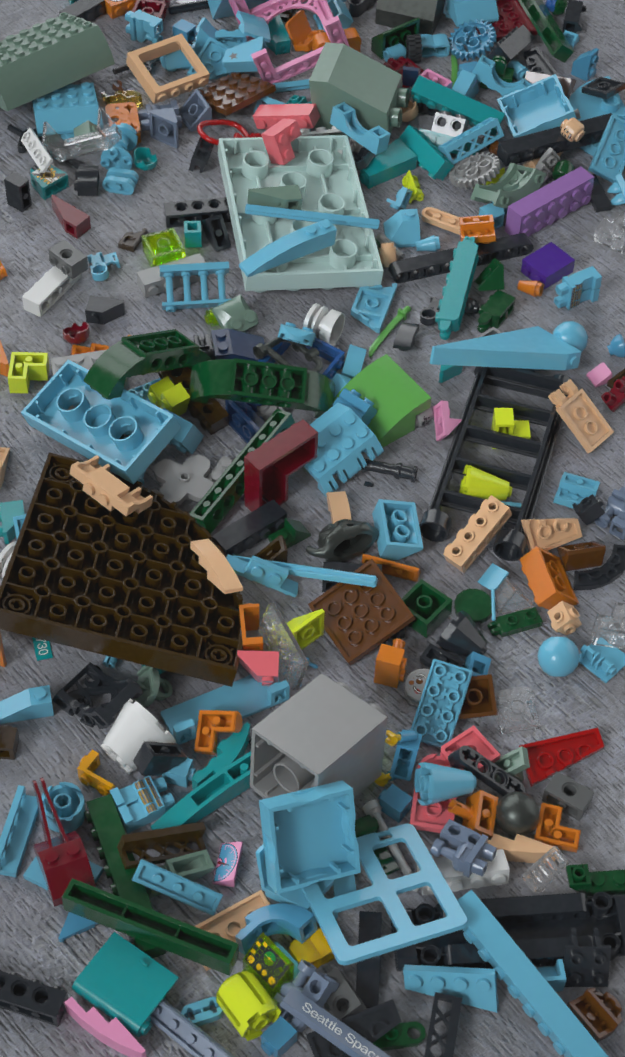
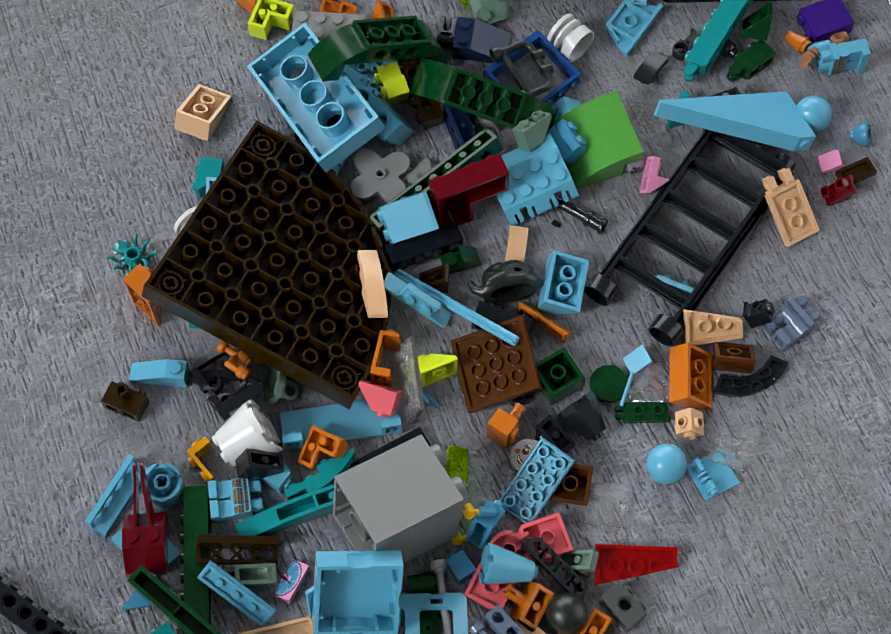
camera: 20 degrees right, 15 degrees up
(107, 488) = (295, 177): light nougat bracket -> none
(108, 667) = (238, 362): none -> orange piece
(230, 500) = (407, 217): none -> medium azure slope
(291, 333) = (536, 46): medium azure slope -> none
(321, 402) = (532, 131): none -> sand green slope
(353, 361) = (588, 84): medium azure slope -> none
(401, 315) = (656, 41): bright green sword -> none
(477, 533) = (636, 311): light nougat brick -> none
(477, 663) = (589, 447): dark azure brick -> none
(483, 485) = (662, 260): neon yellow cone -> none
(504, 422) = (717, 204): neon yellow brick -> none
(548, 291) = (813, 50): none -> nougat piece
(574, 489) = (755, 285): medium azure slope -> none

